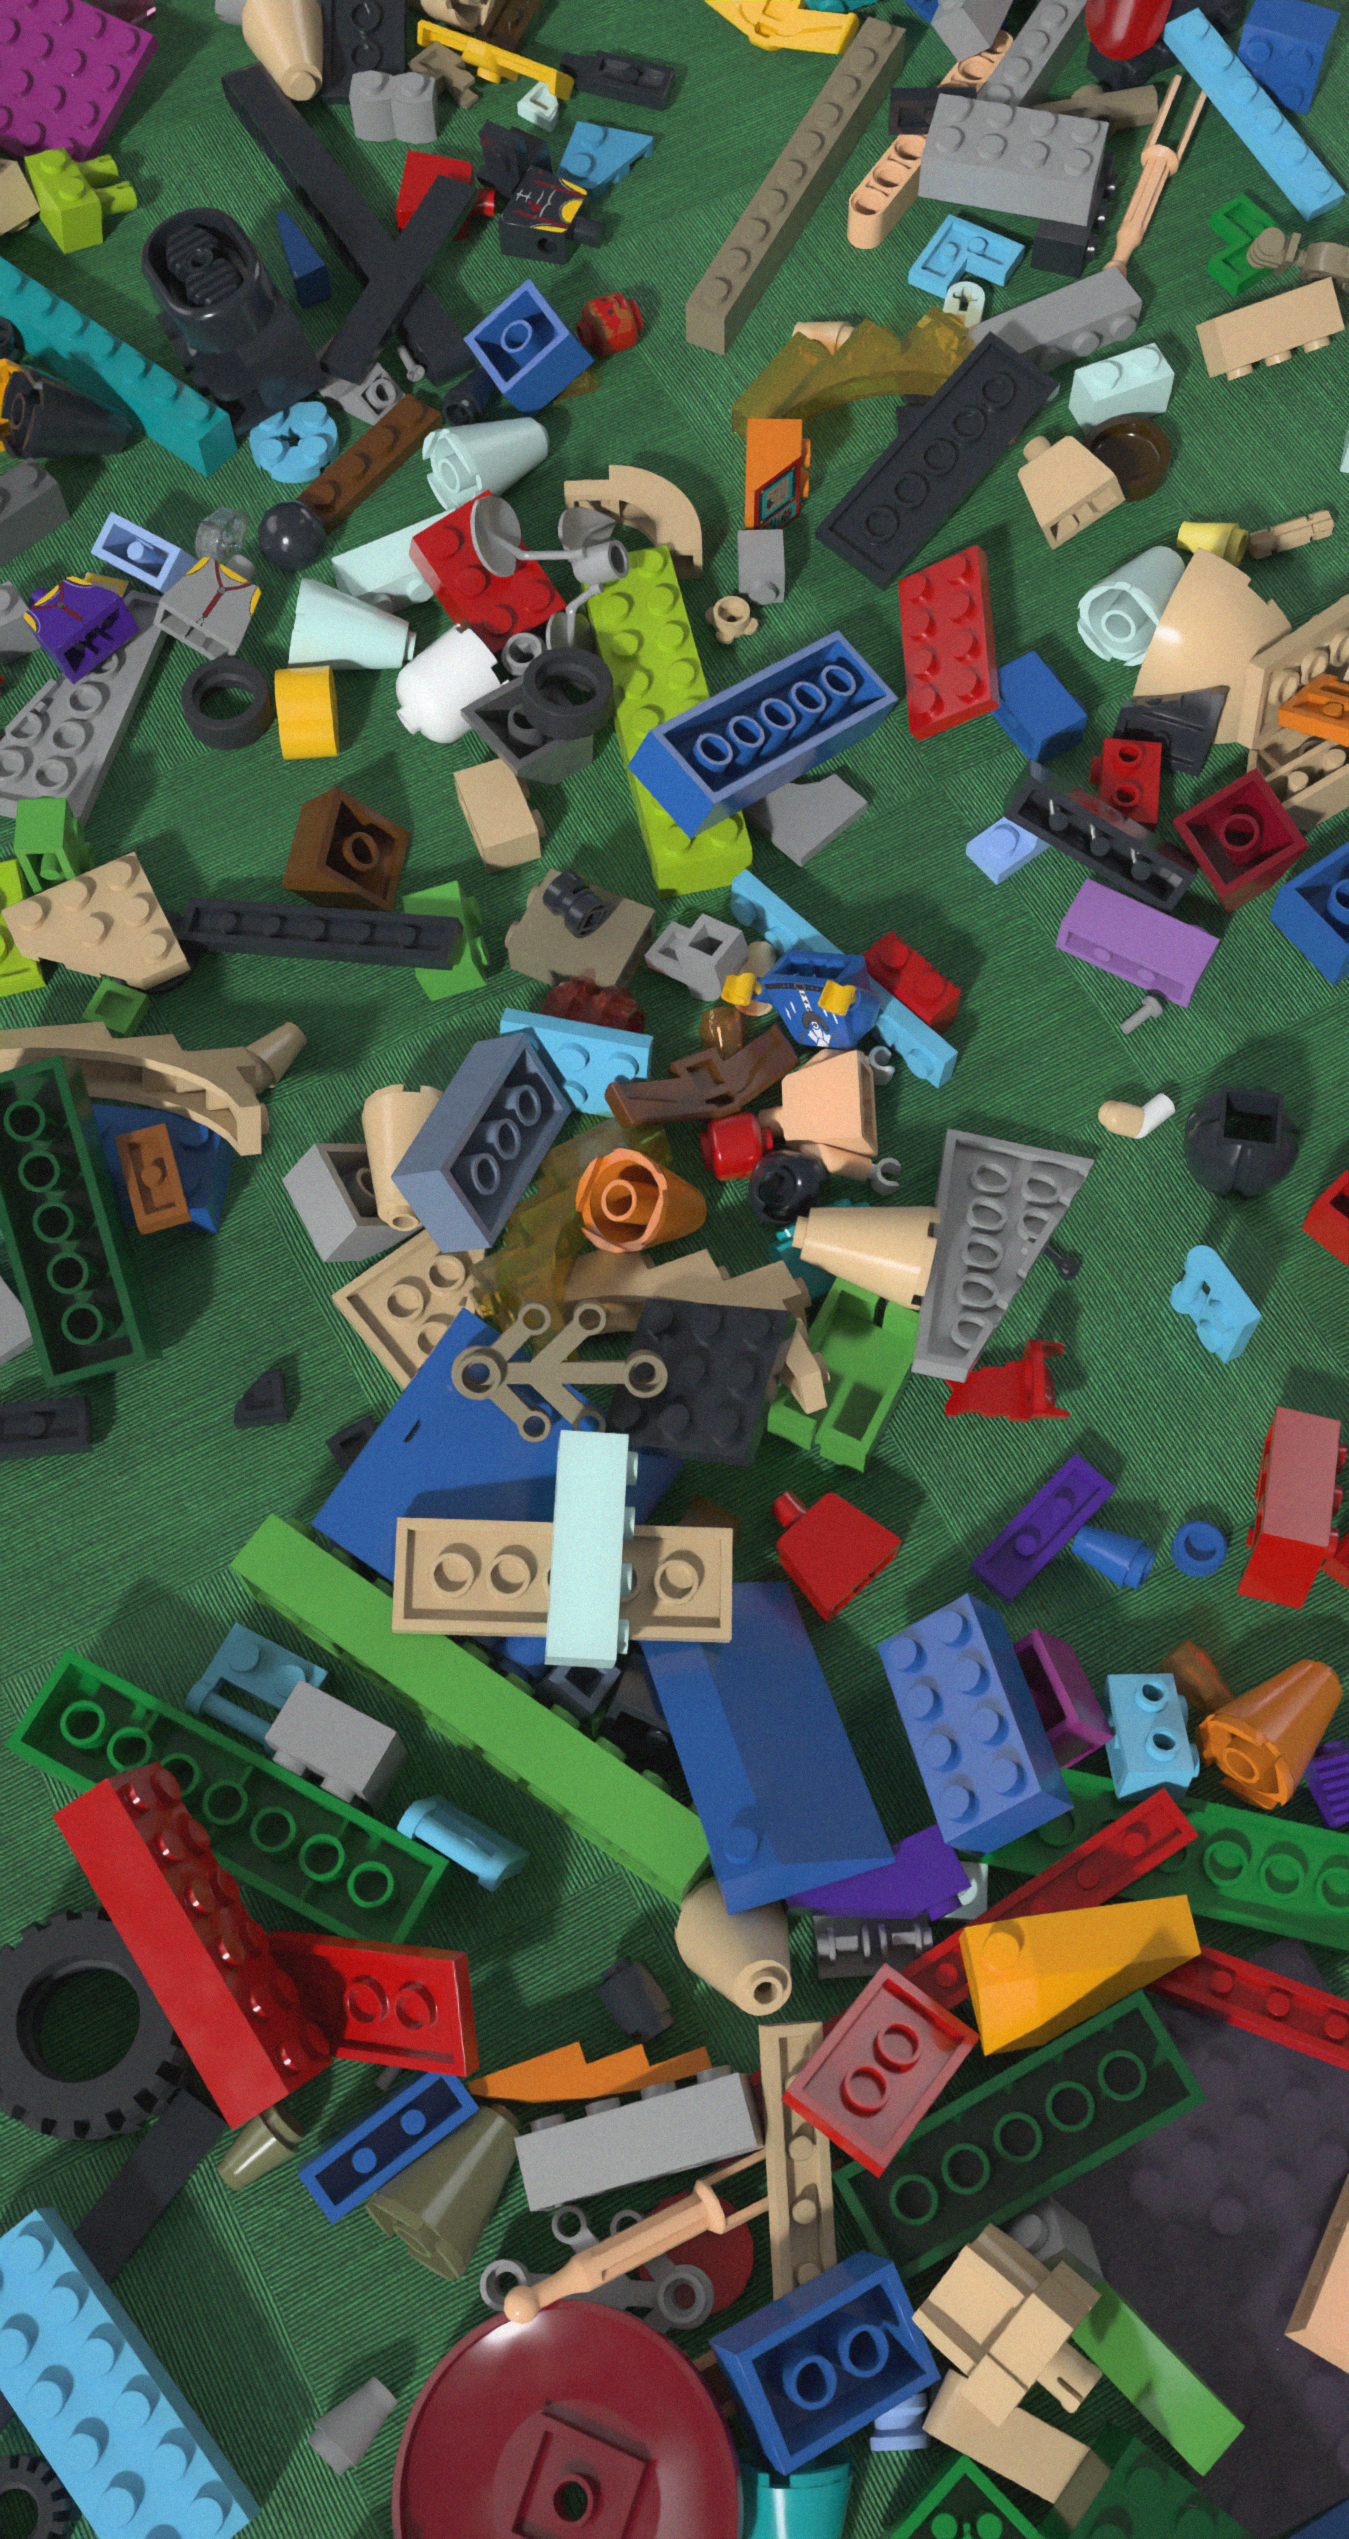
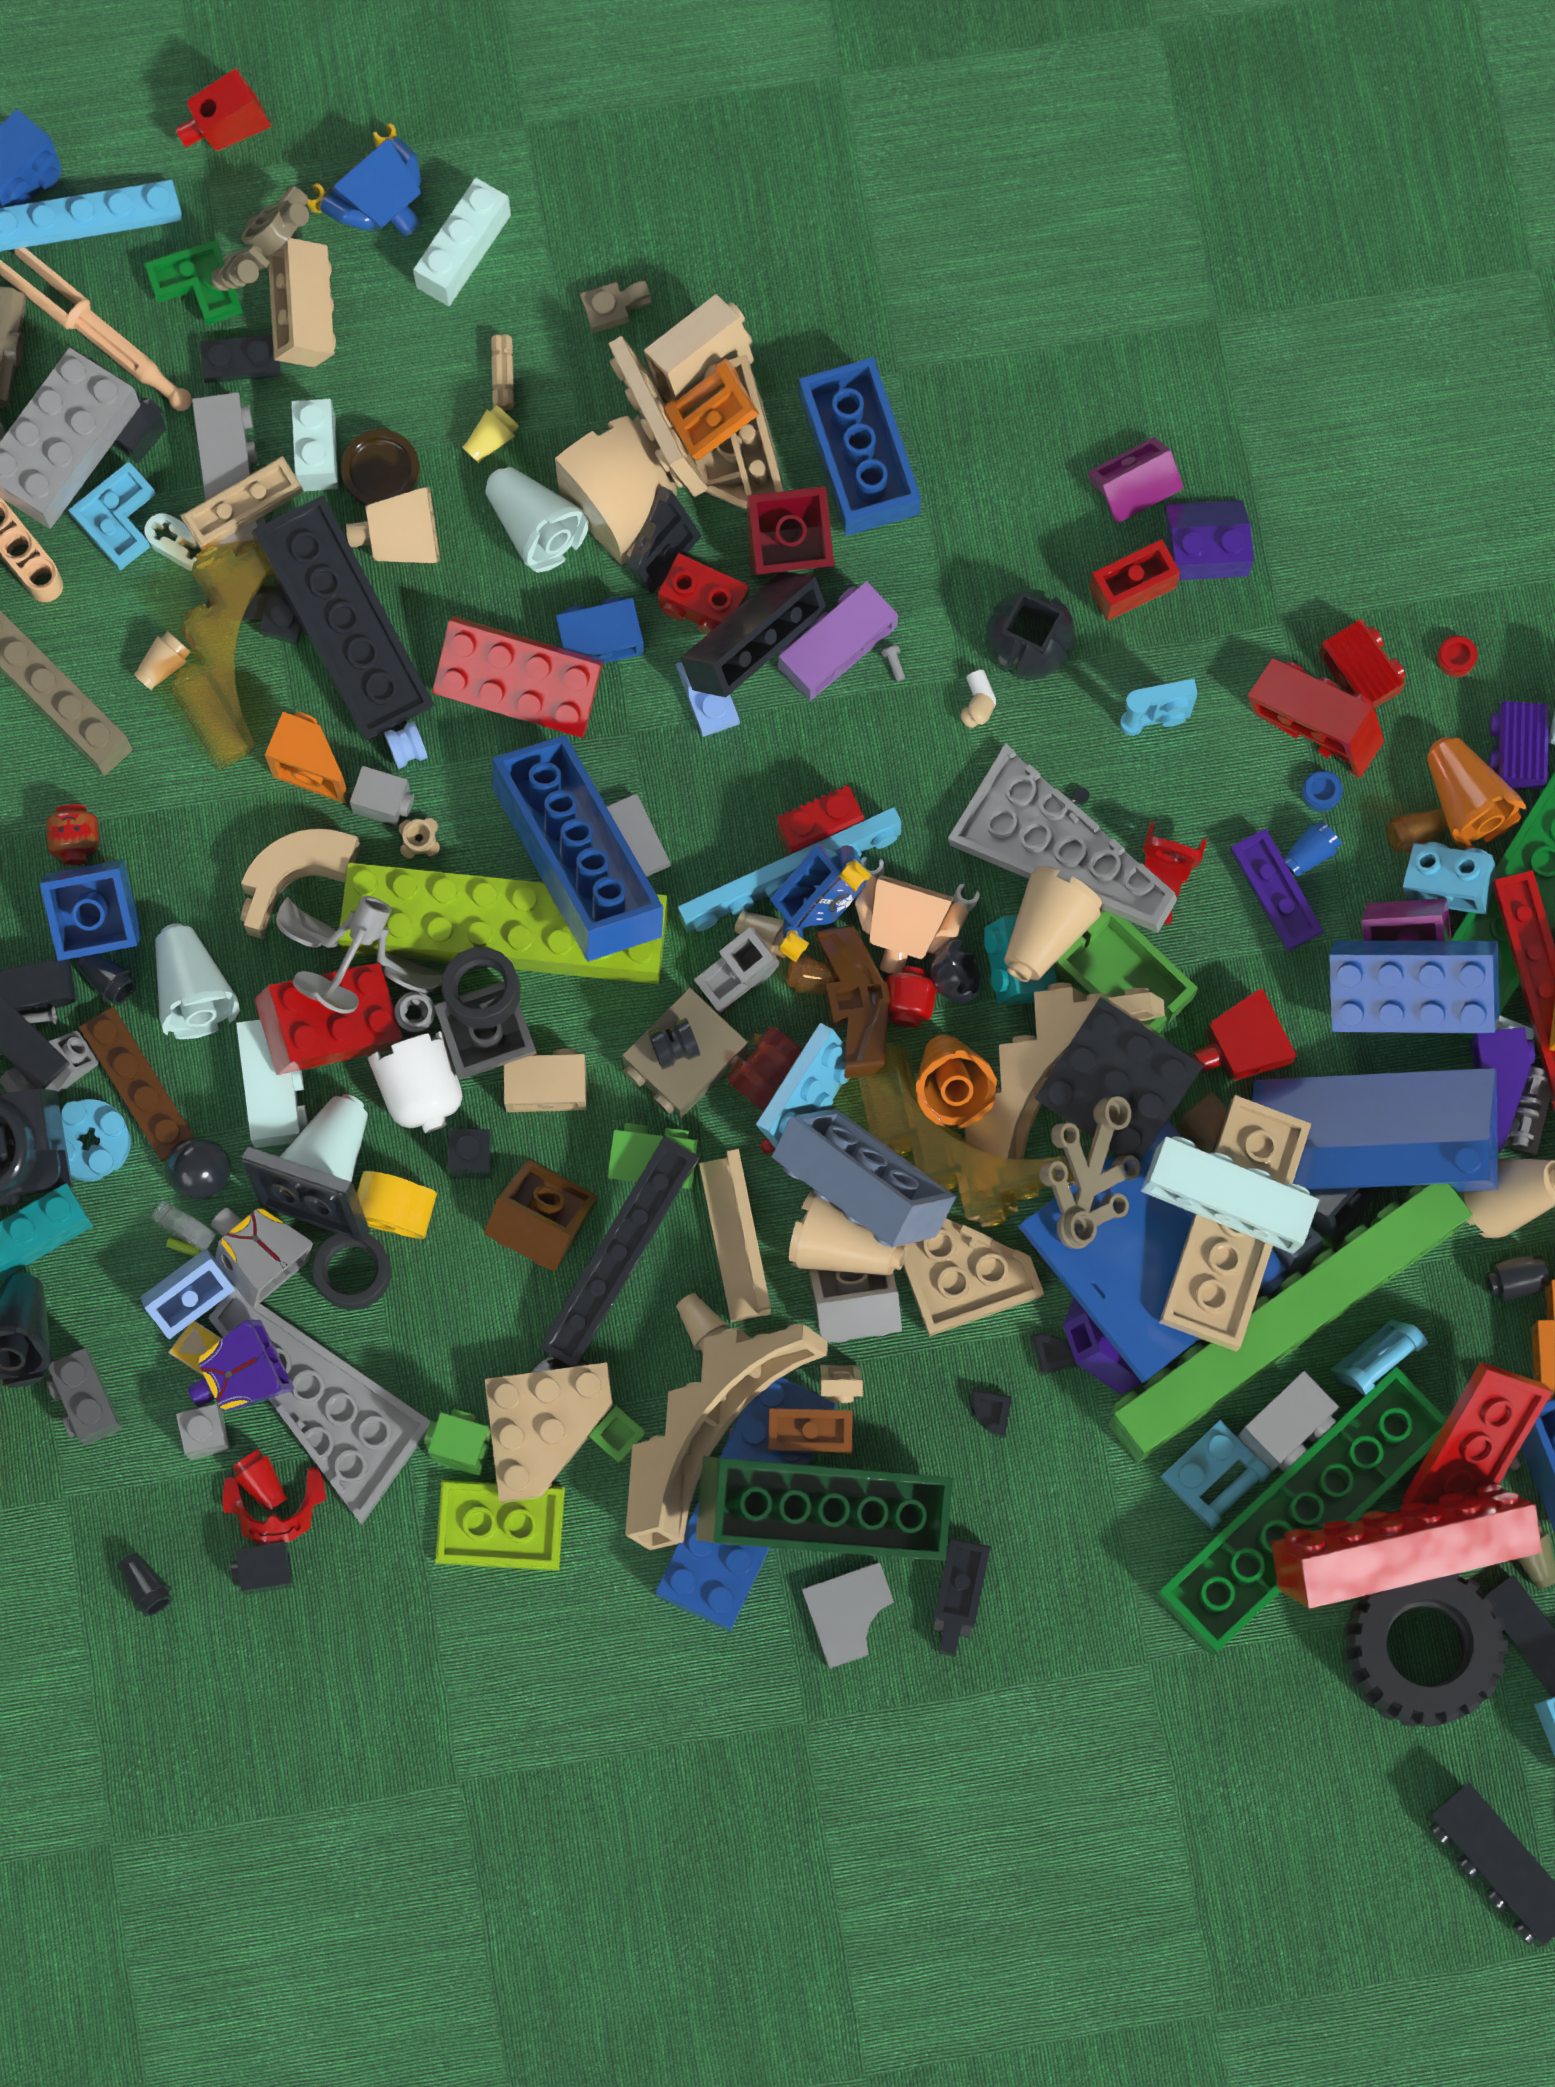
camera: 75 degrees left, 10 degrees up
(236, 1208) = (841, 1382): none -> tan plate
(281, 614) = (305, 1194): none -> black tile
(386, 1061) = (735, 1238): none -> tan fence
(390, 767) = (470, 1153): none -> black brick
(827, 571) = (405, 745): none -> light blue wheel
(1026, 334) = (242, 503): none -> tan tile
(1180, 306) = (239, 359): none -> black plate

